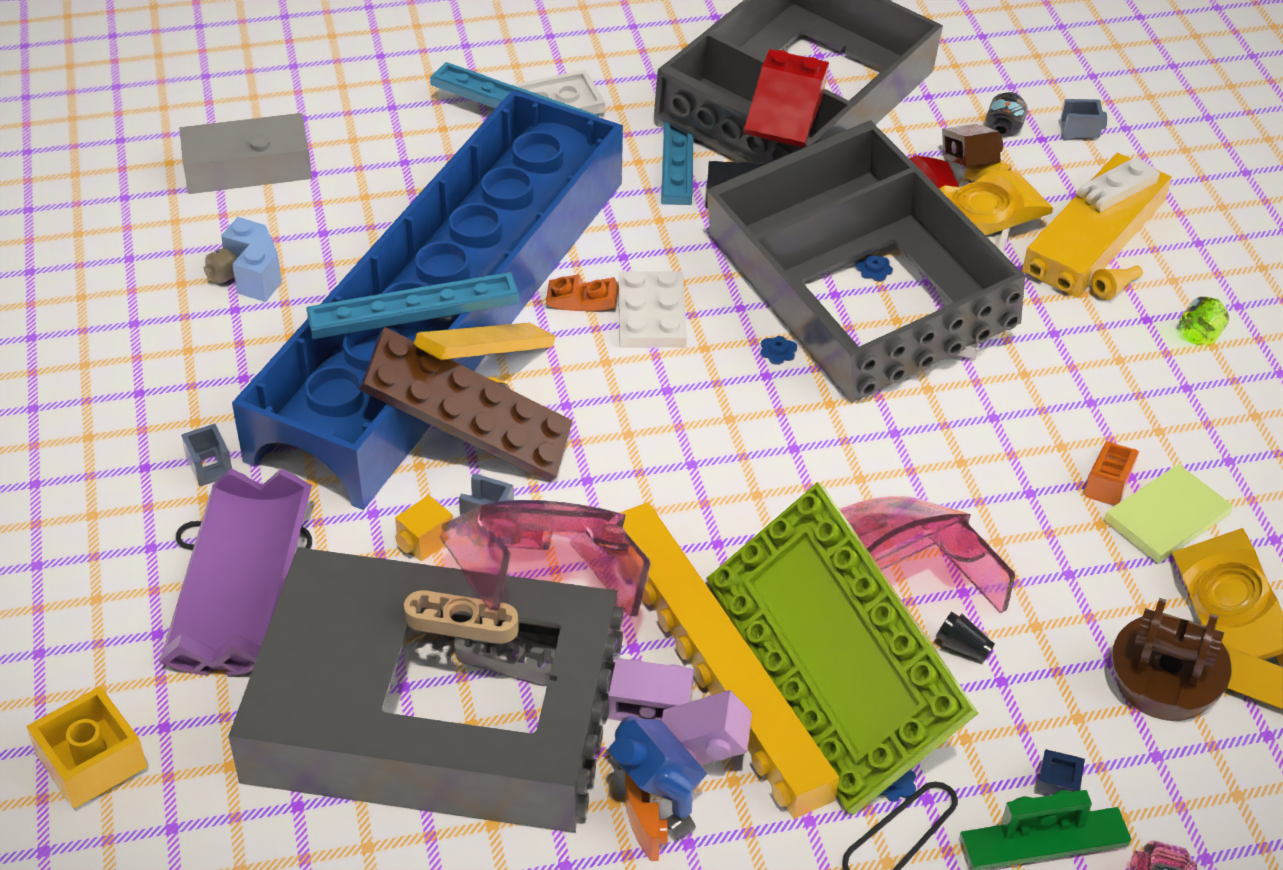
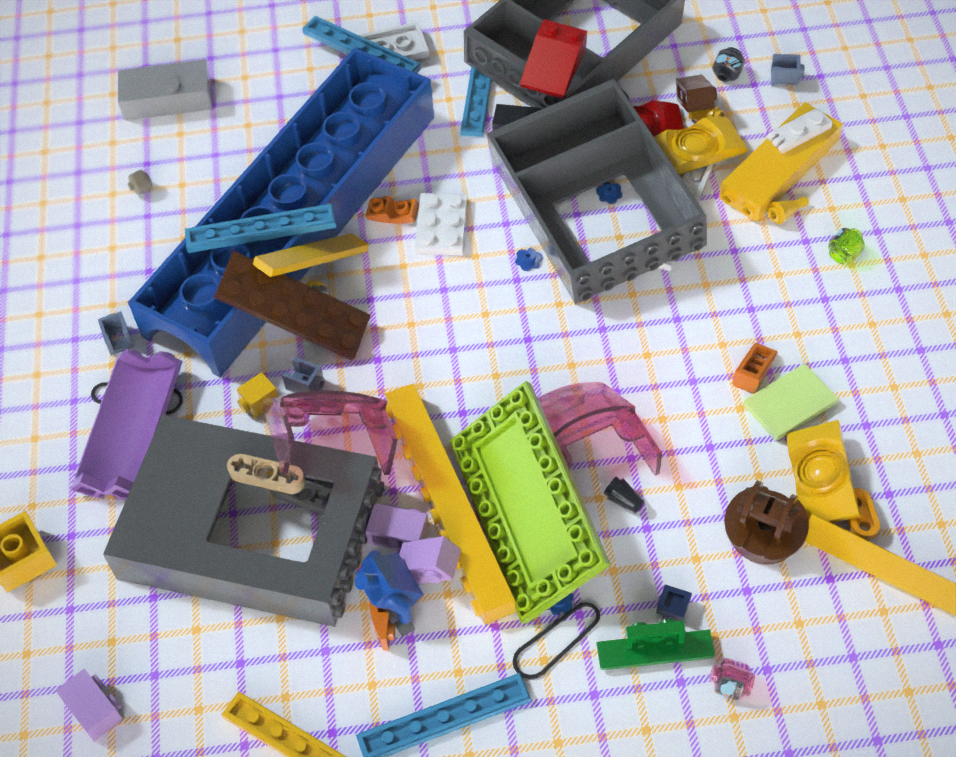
camera: 10 degrees right, 10 degrees up
(257, 260) = (163, 185): light blue brick -> none

